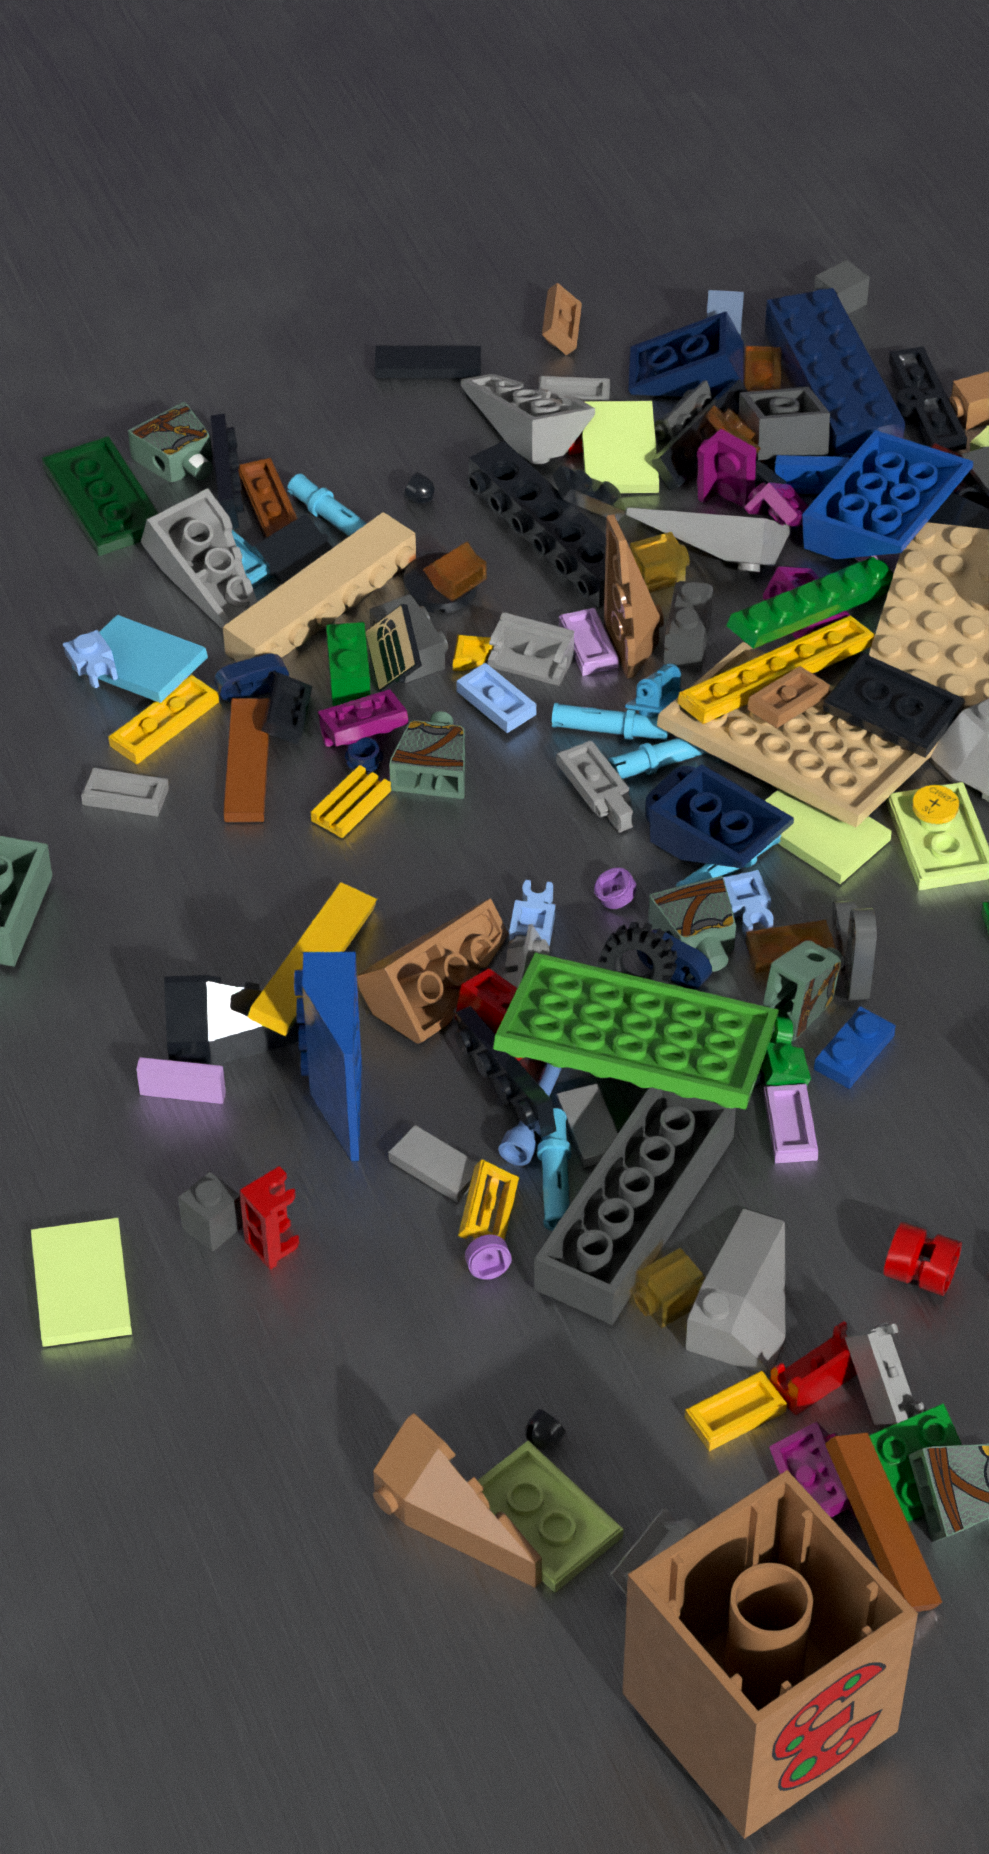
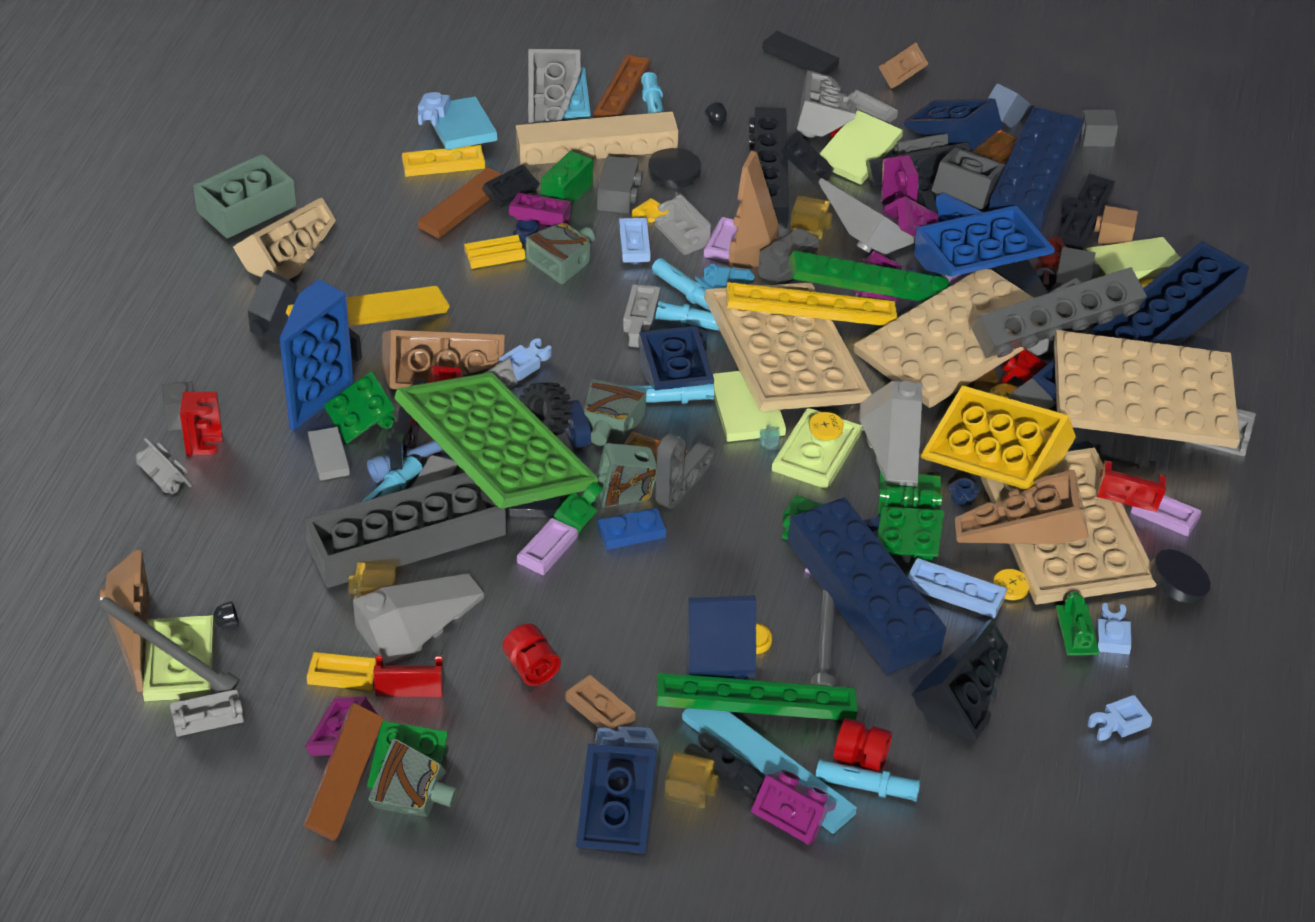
camera: 35 degrees right, 5 degrees down
(80, 1282) = (84, 405): yellowish green tile -> none
(97, 936) = (287, 242): none -> tan wedge
(101, 494) = (538, 28): dark green tile -> none
(125, 792) = (381, 185): light grey tile -> none
(173, 445) = (602, 26): torso -> none
(181, 1080) = (241, 336): lavender tile -> none
(227, 468) = (611, 51): black plate -> none
(250, 677) = (508, 159): dark blue beam -> none
(286, 1301) = (156, 458): none -> light grey hinge
(292, 548) = (606, 105): black piece -> none
(393, 648) = (596, 181): piece -> none
(416, 1084) = (361, 408): none -> green hinge
(457, 572) = (682, 162): clear orange piece -> none
(474, 1198) = (307, 501): yellow tile -> none
(488, 1257) = (295, 512): medium lavender tile -> none
(615, 888) = (587, 370): medium lavender tile -> none
(634, 1512) = (219, 681): none -> dark grey piece
(733, 424) = (927, 166): clear orange plate -> none
(749, 899) = (656, 415): light blue plate -> none
(766, 1652) = (156, 770): medium nougat brick -> none
(788, 697) = (793, 319): medium nougat plate -> none
(882, 1374) = (433, 695): light grey hinge -> none
(888, 853) = (770, 438): none -> clear light blue plate
(894, 705) = (857, 358): black tile -> none

